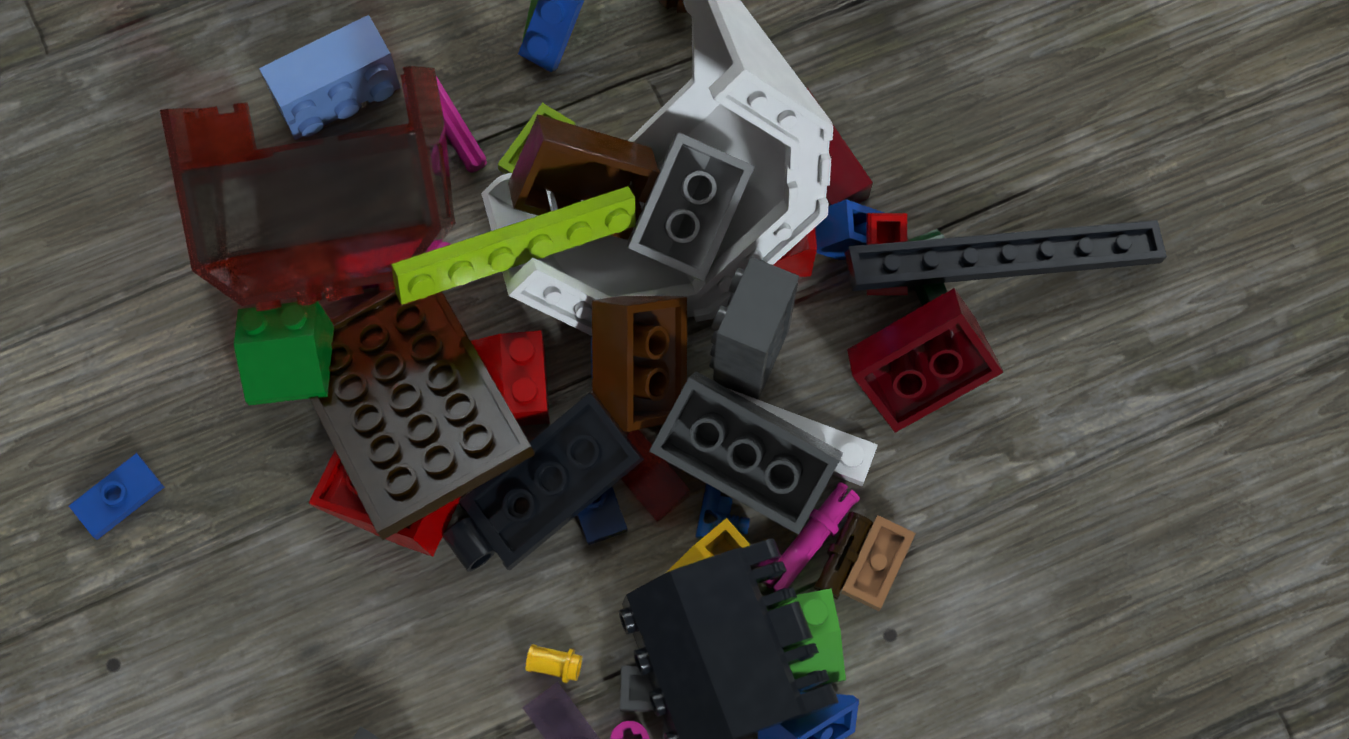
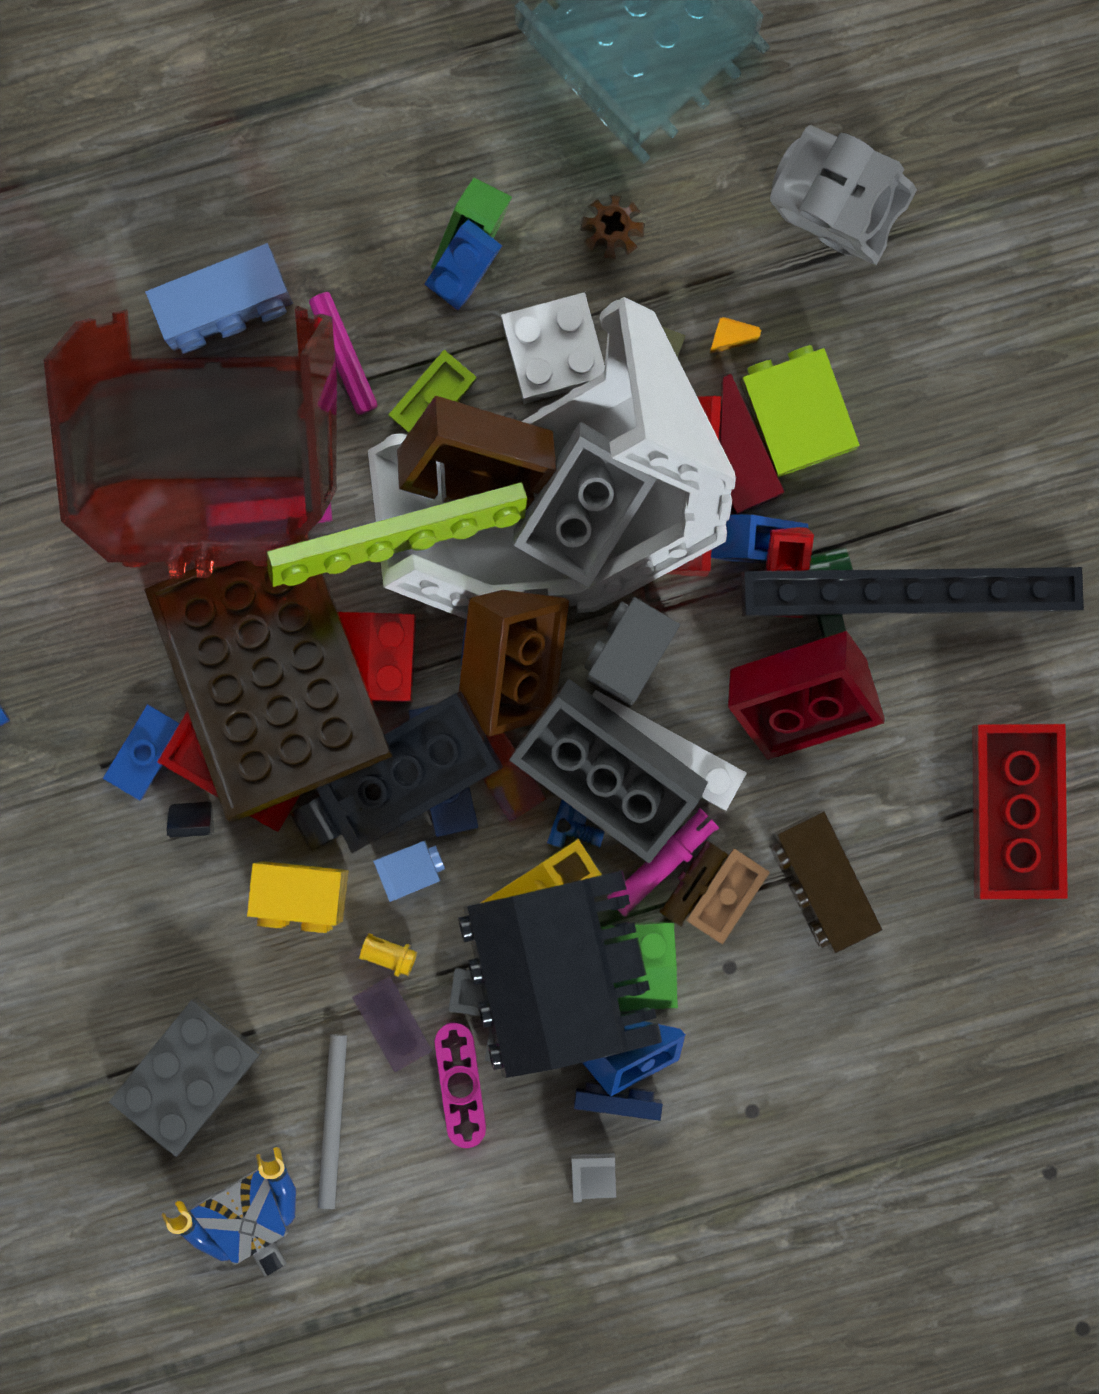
camera: 10 degrees right, 15 degrees up
(283, 352) = (145, 608): green slope -> none
(290, 507) = (138, 757): none -> blue plate
(346, 559) = (190, 819): none -> black slope
(456, 604) = (297, 894): none -> yellow brick
(564, 573) = (409, 870): none -> medium blue slope
(636, 82) = (553, 347): none -> white brick
(807, 58) = (733, 334): none -> light orange slope
(876, 116) = (799, 410): none -> lime brick
(972, 531) = (824, 883): none -> dark brown brick
(1145, 444) = (1019, 811): none -> red brick

